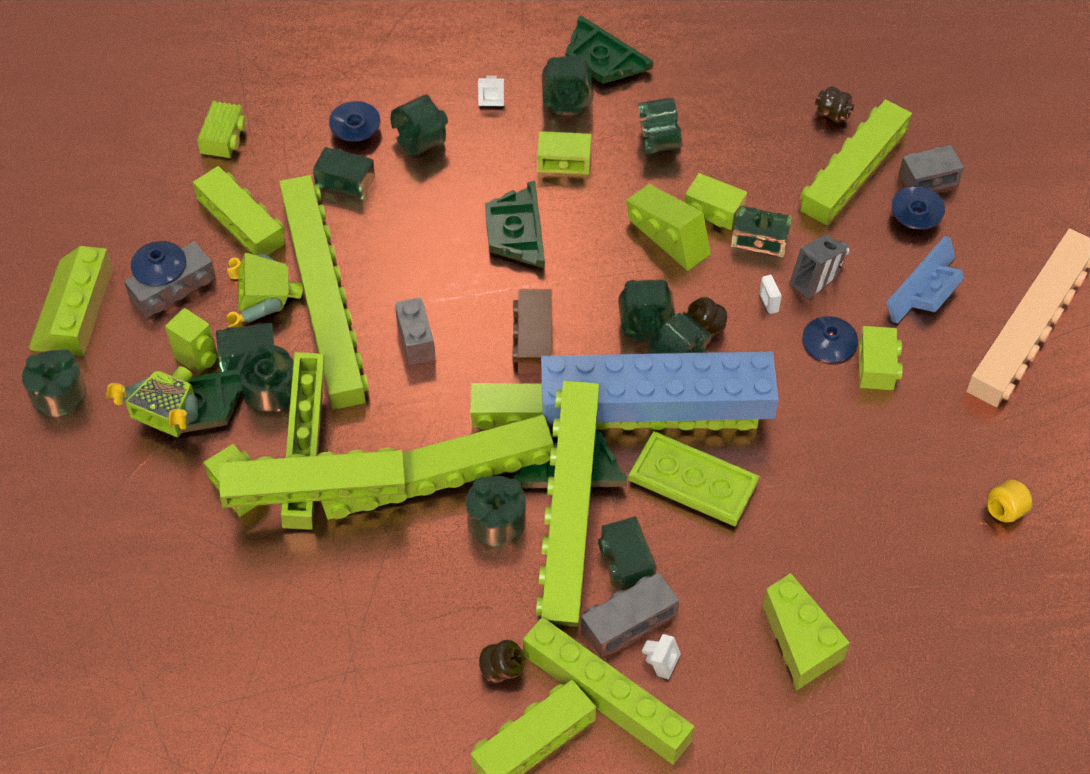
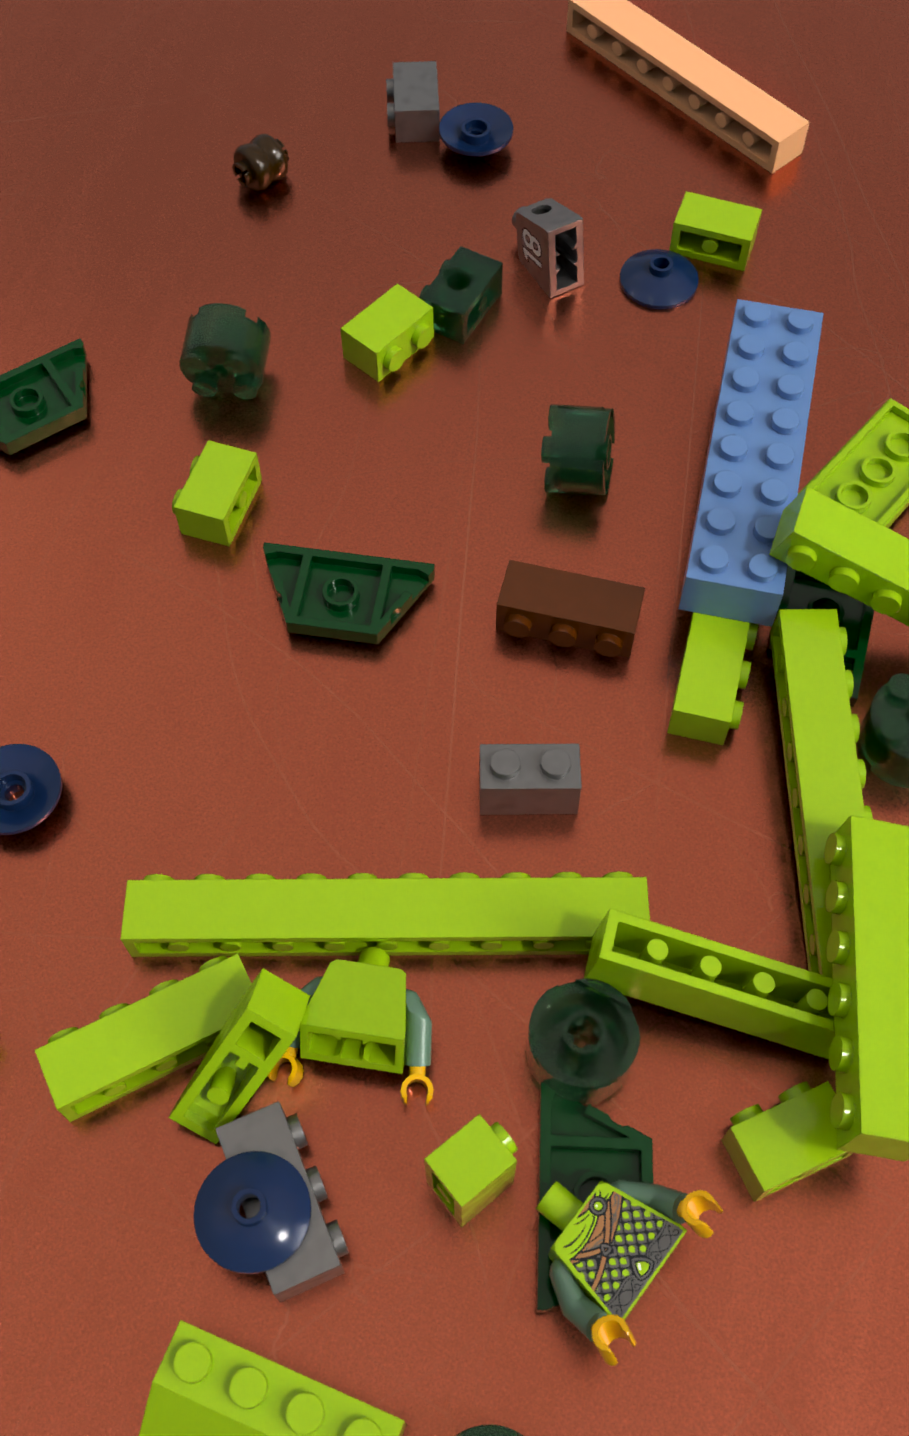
camera: 75 degrees left, 5 degrees up
(232, 238) = (242, 1055): none -> lime slope
(235, 342) = (491, 1070): clear green brick -> none
(344, 172) = (127, 828): clear green brick -> none
(419, 125) = (80, 679): clear green brick -> none
(490, 91) = (39, 563): white tile -> none
(567, 85) = (85, 450): clear green brick -> none
(670, 224) = (416, 389): lime wedge -> none
(681, 335) = (656, 425): clear green brick -> none
(708, 315) = (617, 376): dark brown piece -> none
(770, 294) = (578, 312): white tile -> none
(855, 162) = (374, 169): lime brick -> none
(928, 284) = (609, 148): medium blue bracket -> none

